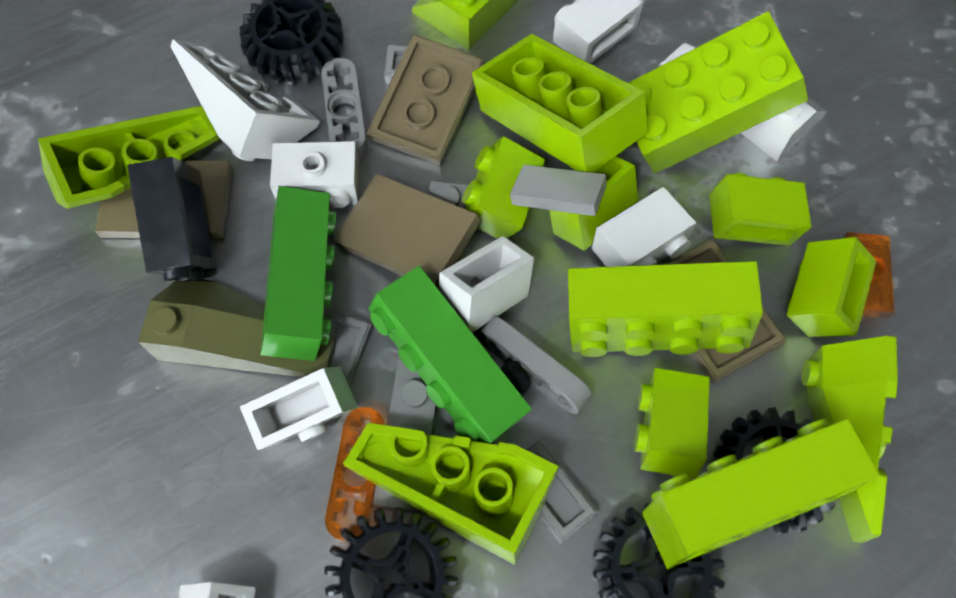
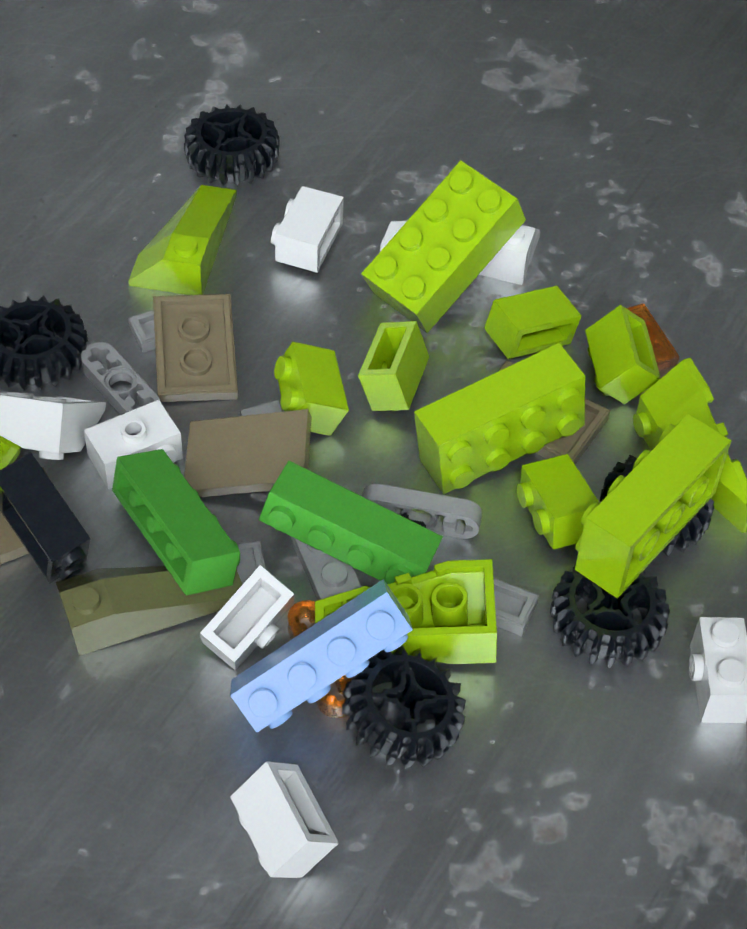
camera: 30 degrees left, 15 degrees down
(333, 491) = (321, 656): none -> light blue brick
(487, 282) = (349, 455): white brick -> none
(559, 190) = (366, 362): light grey tile -> none
(561, 103) = (322, 299): lime brick -> none
(645, 232) = (451, 367): white brick -> none

